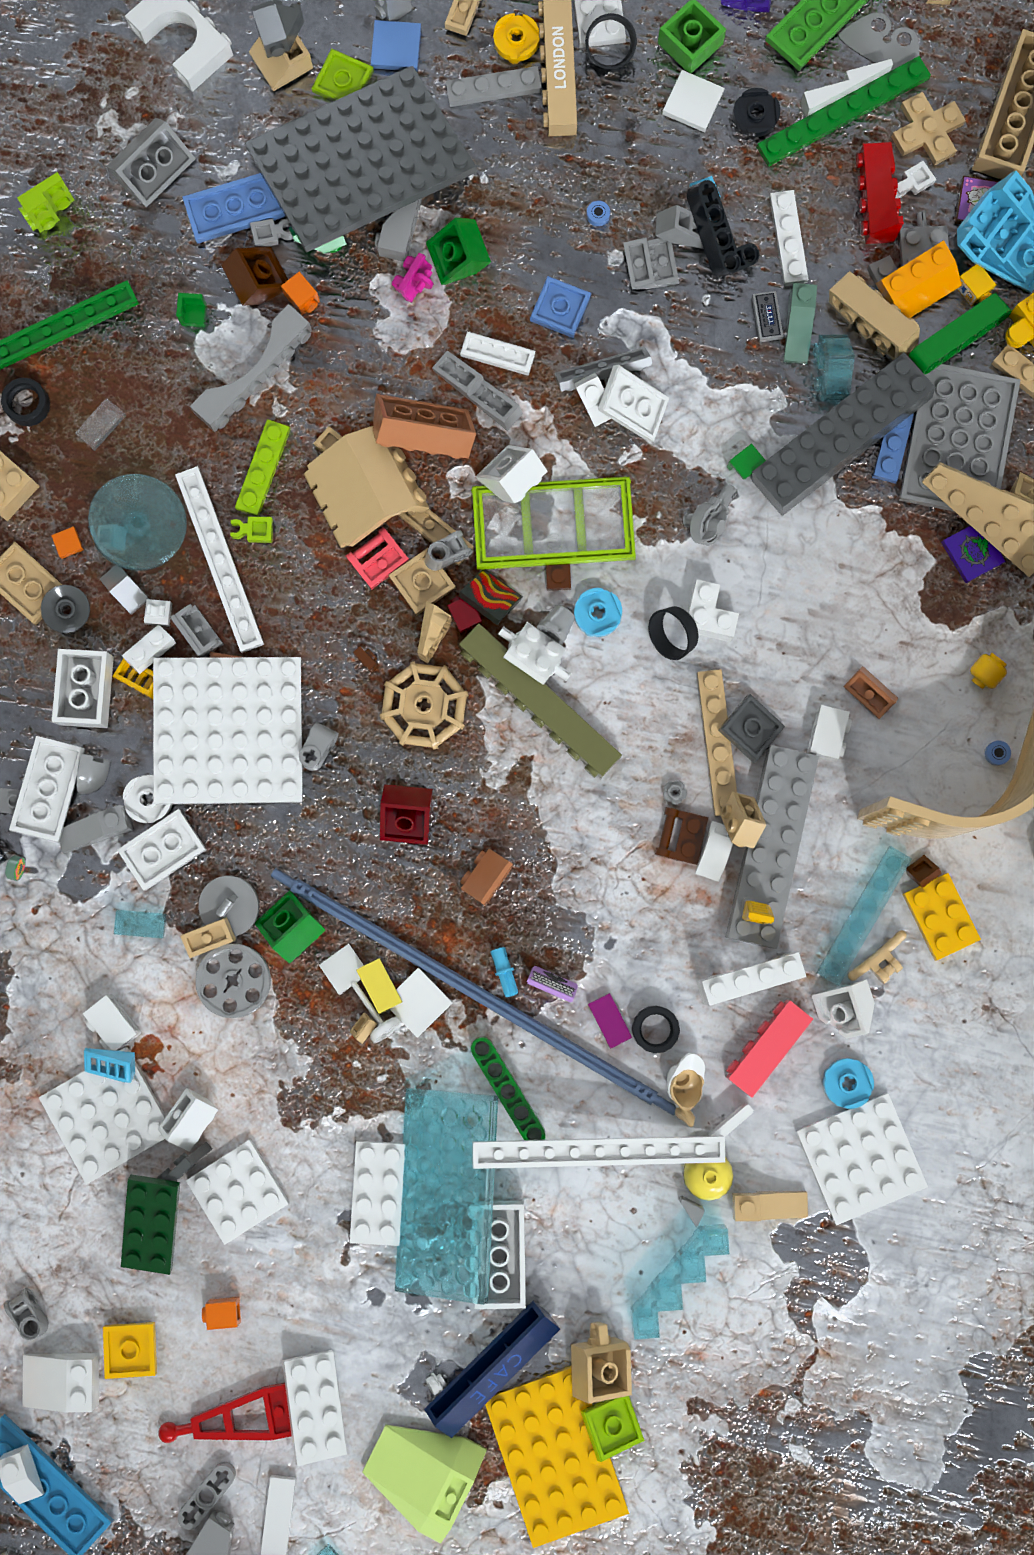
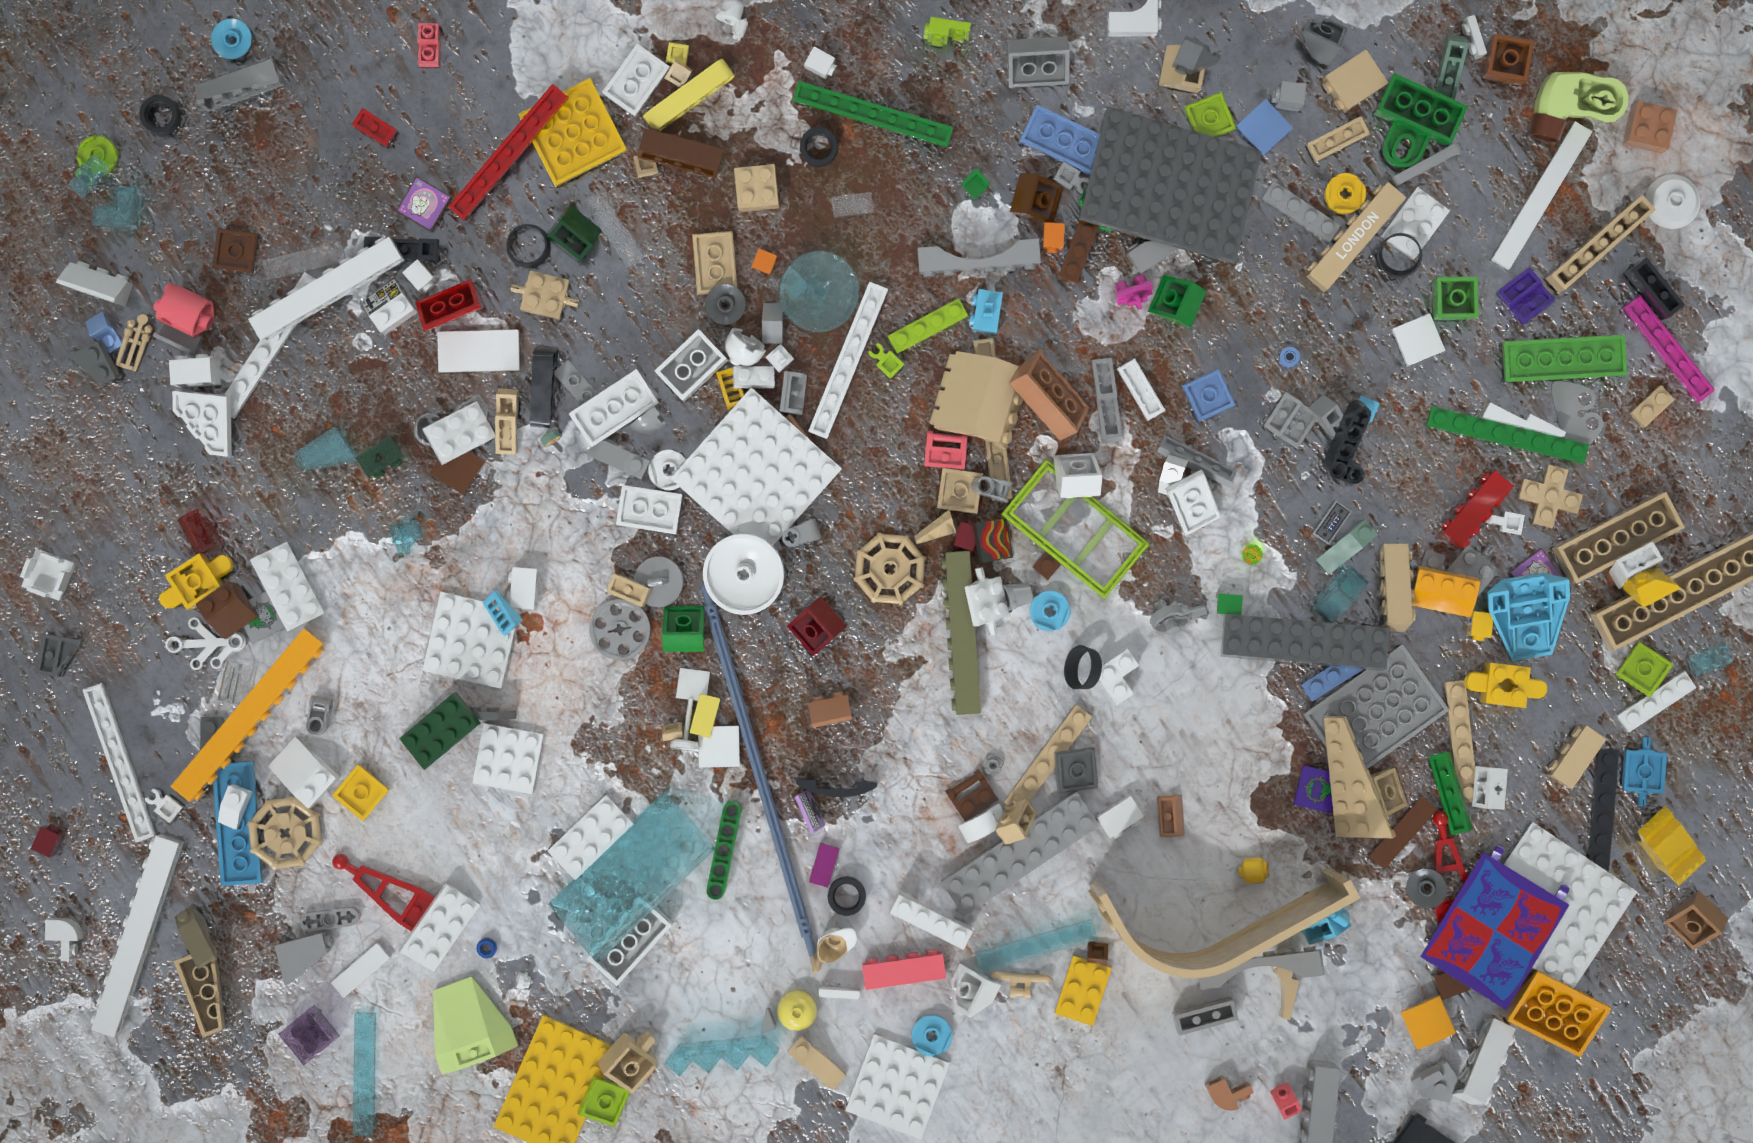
camera: 40 degrees right, 5 degrees up
(81, 1467) = (272, 833): none -> tan plate
(116, 632) = (743, 349): none -> white cylinder
(140, 924) = (595, 542): clear light blue tile -> none
(187, 1119) = (517, 688): white brick -> none
(222, 1313) = (434, 821): orange brick -> none
(297, 827) = (743, 573): none -> white dish
(302, 408) = (986, 311): none -> medium azure brick
(334, 287) = (1077, 253): none -> reddish brown arch
(367, 658) = (881, 507): reddish brown plate -> none
(372, 1392) = (480, 948): none -> blue plate
(491, 1369) = (564, 1002): dark blue brick -> none
(504, 971) = (787, 777): medium azure axle -> none
(578, 920) = (811, 785): none -> black slope
(598, 1152) = (744, 936): white plate -> none
(725, 405) = (1252, 554): none -> clear neon green tile
(748, 123) = (1448, 373): black plate -> none
(757, 913) = (971, 885): yellow slope -> none
(788, 238) = (1393, 484): white plate -> none
(960, 333) = (1439, 647): green beam -> none
(997, 753) = (1212, 925): medium blue tile -> none

